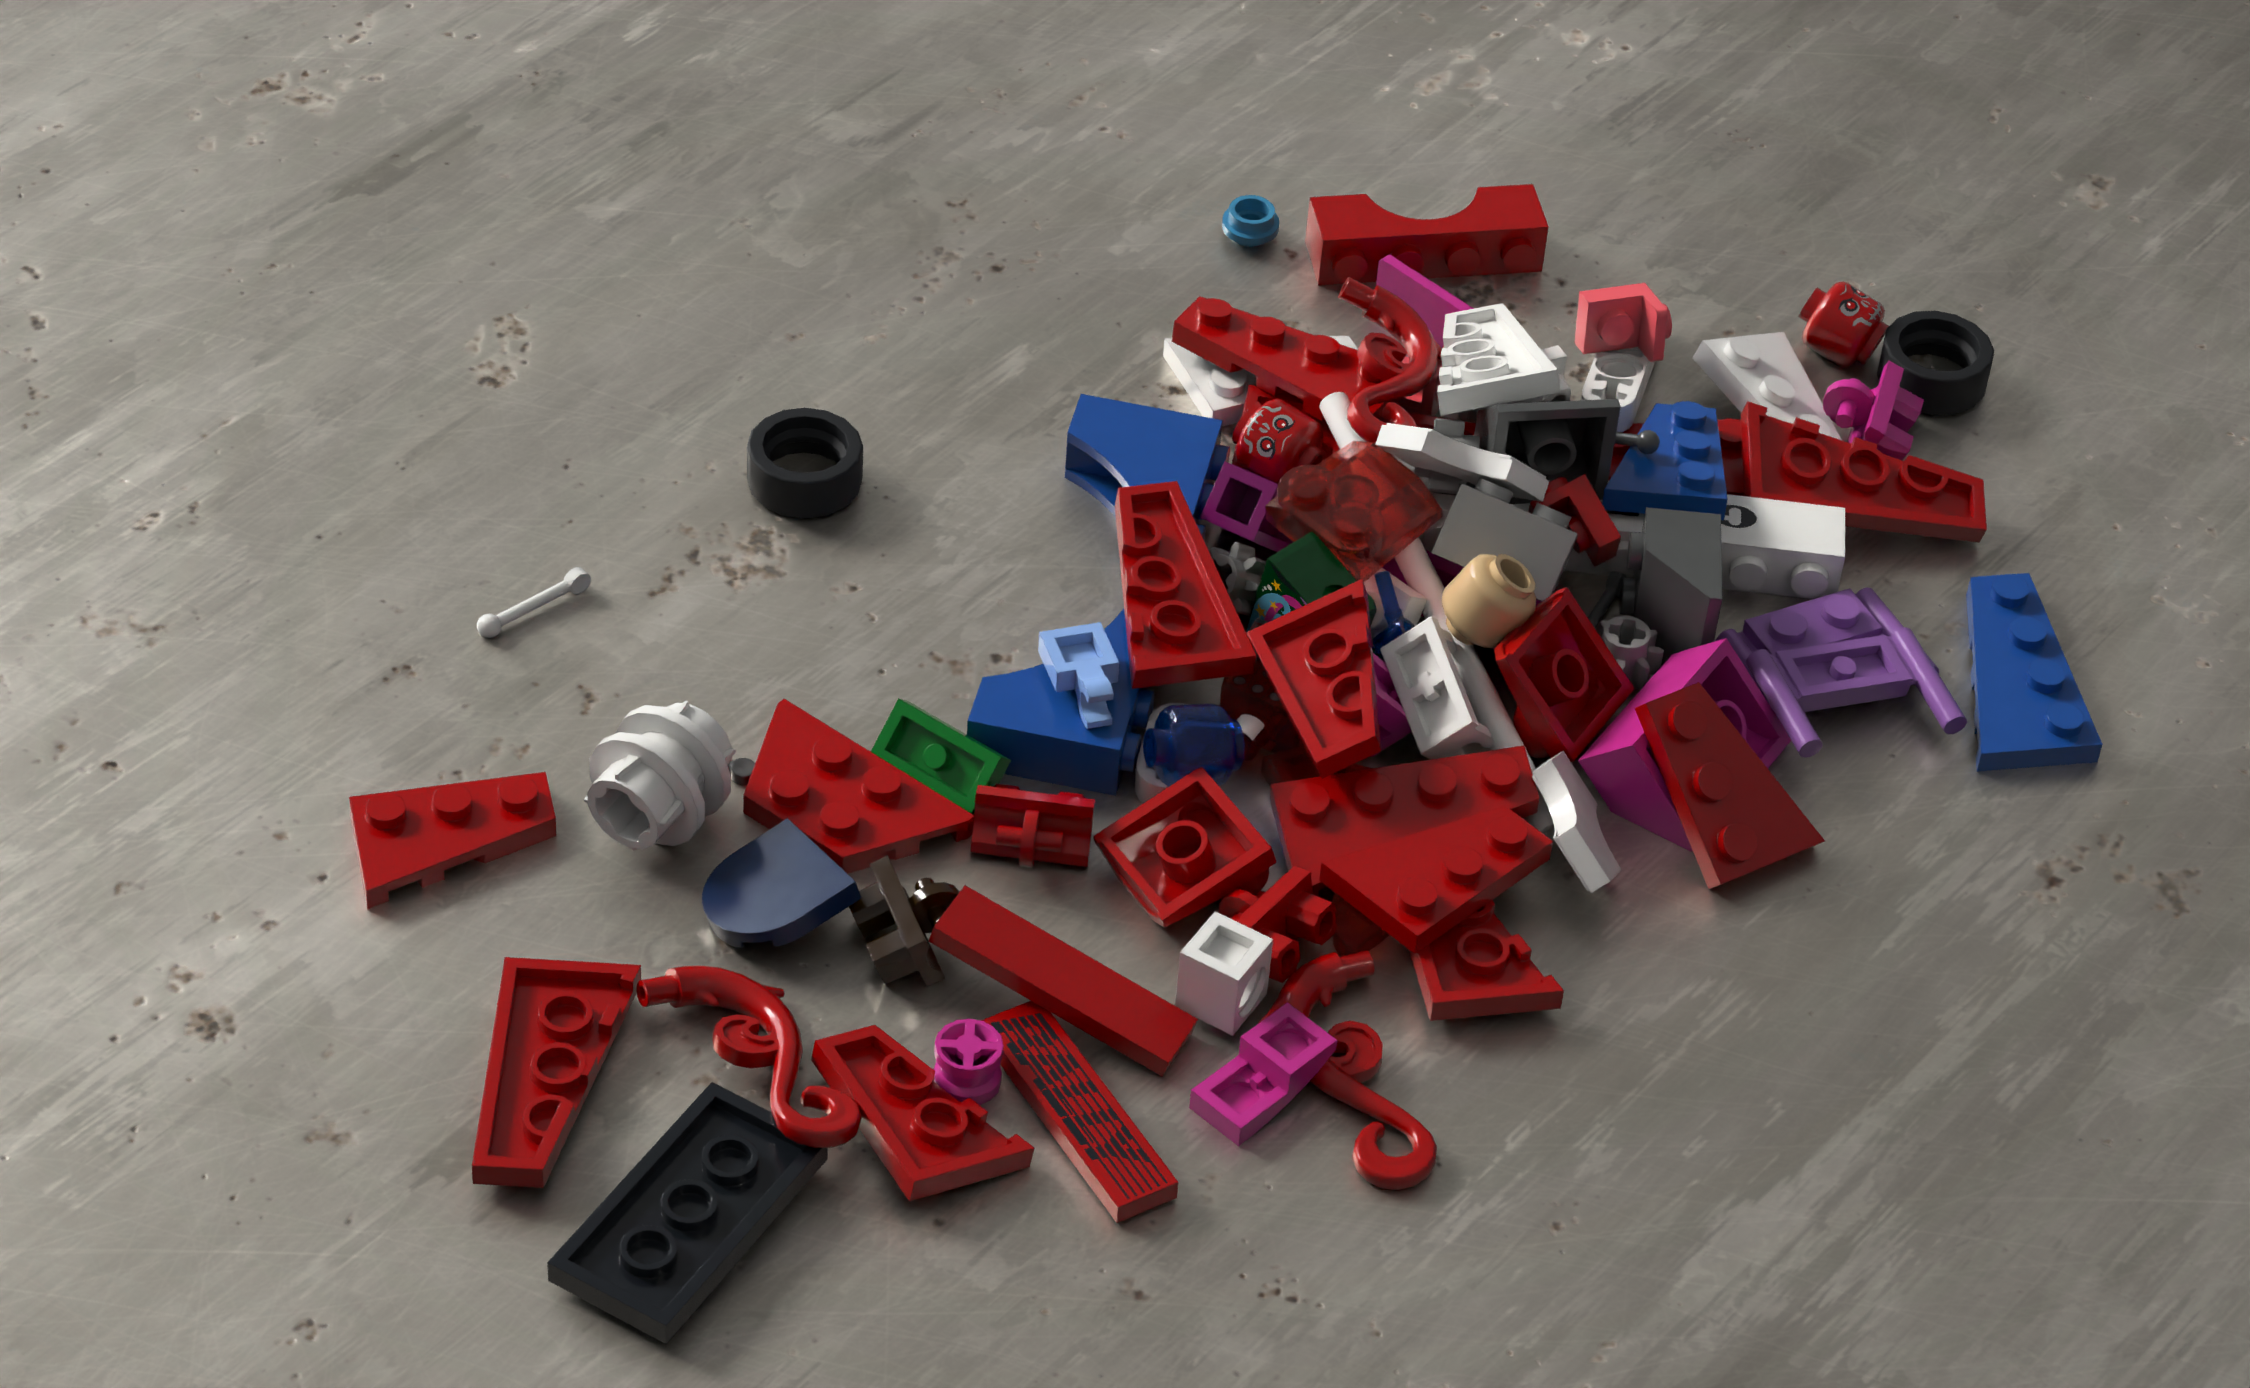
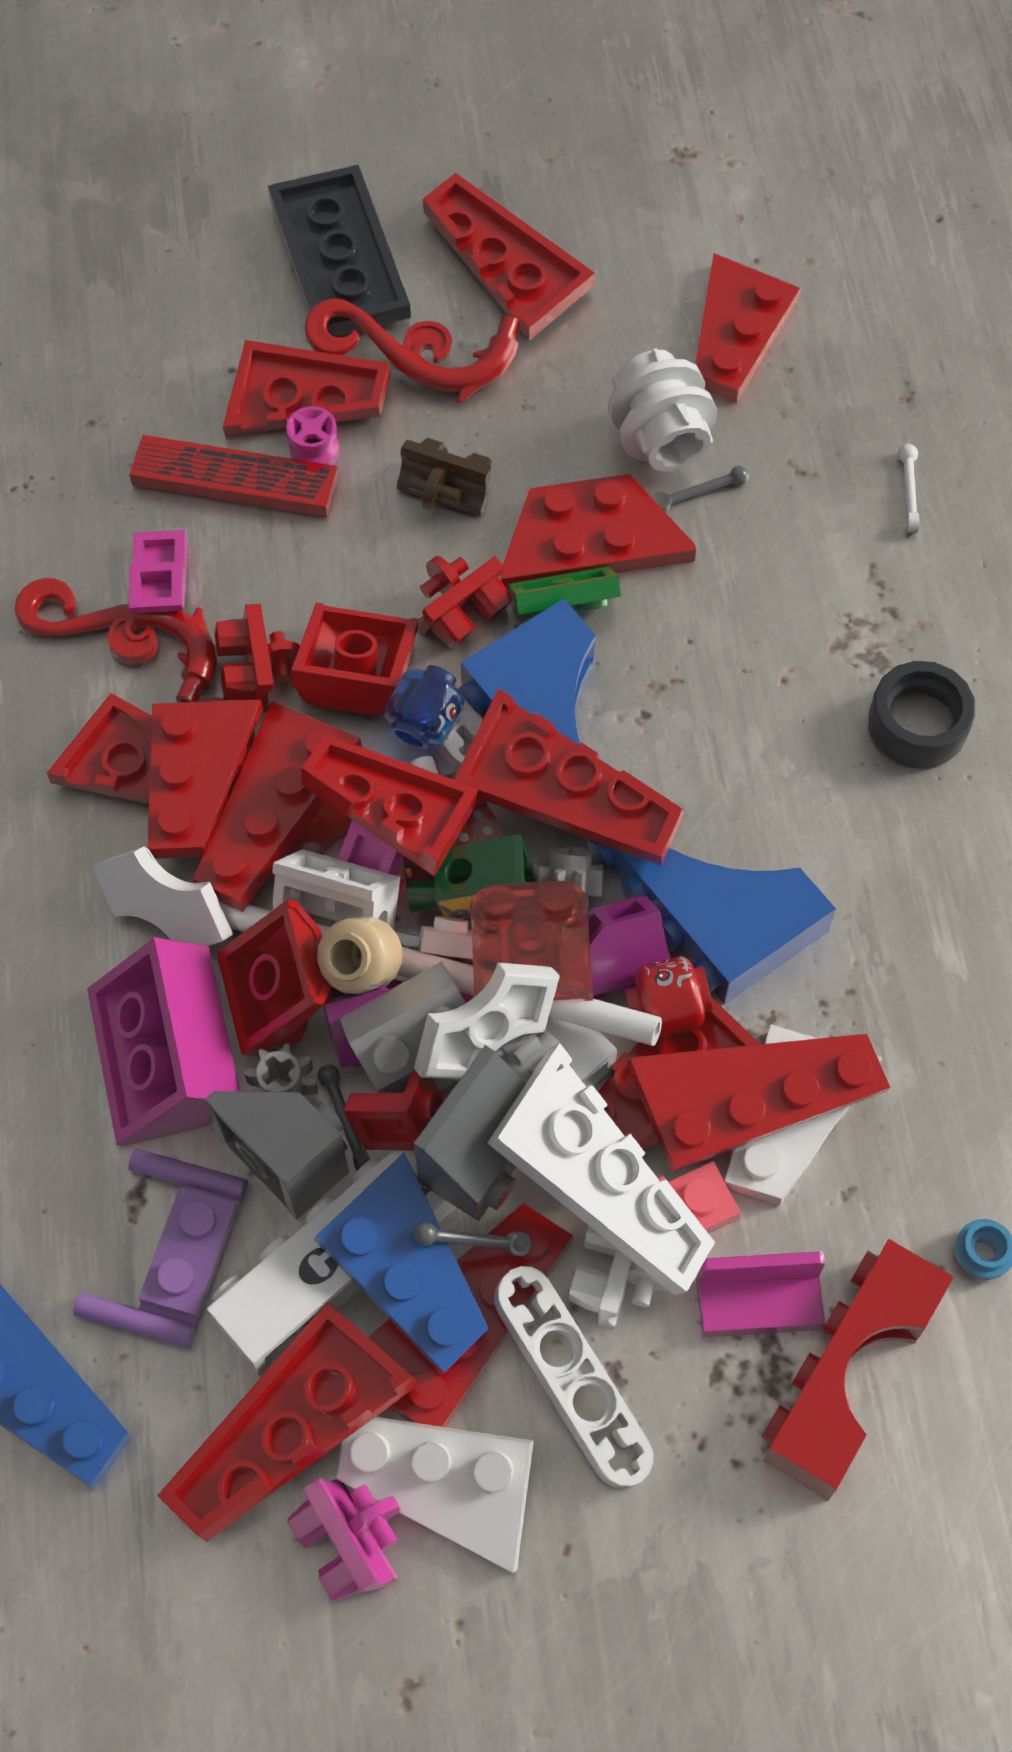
camera: 135 degrees right, 20 degrees up
(775, 889) = (532, 433): dark blue tile -> none
(1063, 980) = (317, 514): red tile -> none
(1085, 662) = (541, 675): light blue plate -> none
(1223, 973) = (234, 581): white brick -> none
(1384, 356) = (727, 1190): red plant -> none
(1393, 614) = (422, 914): clear blue hand -> none
(1622, 320) = (597, 1366): coral bracket -> none
(1721, 788) = (85, 995): red wing -> none
(1843, 324) = (472, 1625): red head -> none
(1849, 675) = (120, 1215): medium lavender plate -> none
(1946, 337) = (319, 1658): black tyre -> none

